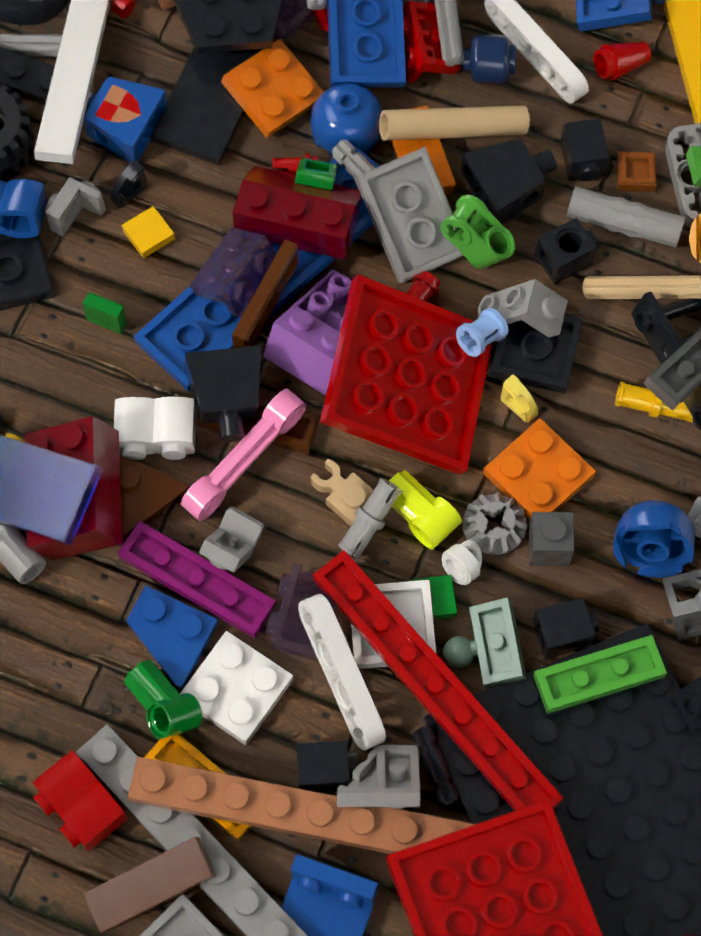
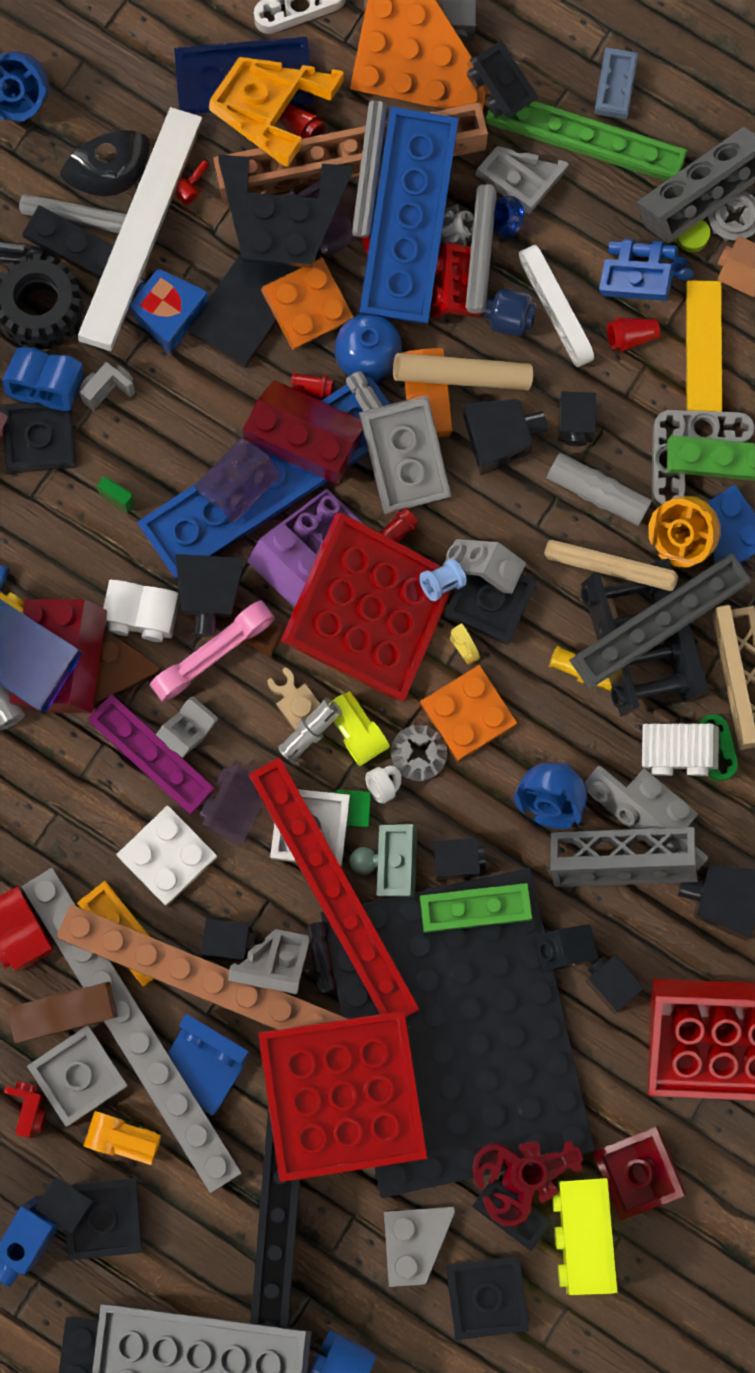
camera: 10 degrees right, 10 degrees up
(129, 184) = (159, 375): black tile -> none
(148, 232) = (169, 422): yellow tile -> none
(166, 709) = (103, 866): green piece -> none
(171, 633) = (121, 797): blue wing -> none
(266, 296) = (258, 511): reddish brown tile -> none
(316, 173) = (327, 400): green tile -> none
(341, 672) = (257, 862): white beam -> none
(477, 235) = (456, 479): bright green piece -> none
(551, 539) = (463, 778): dark grey brick -> none
(561, 264) = (529, 524): black brick -> none
(636, 171) = (620, 445): dark orange tile -> none

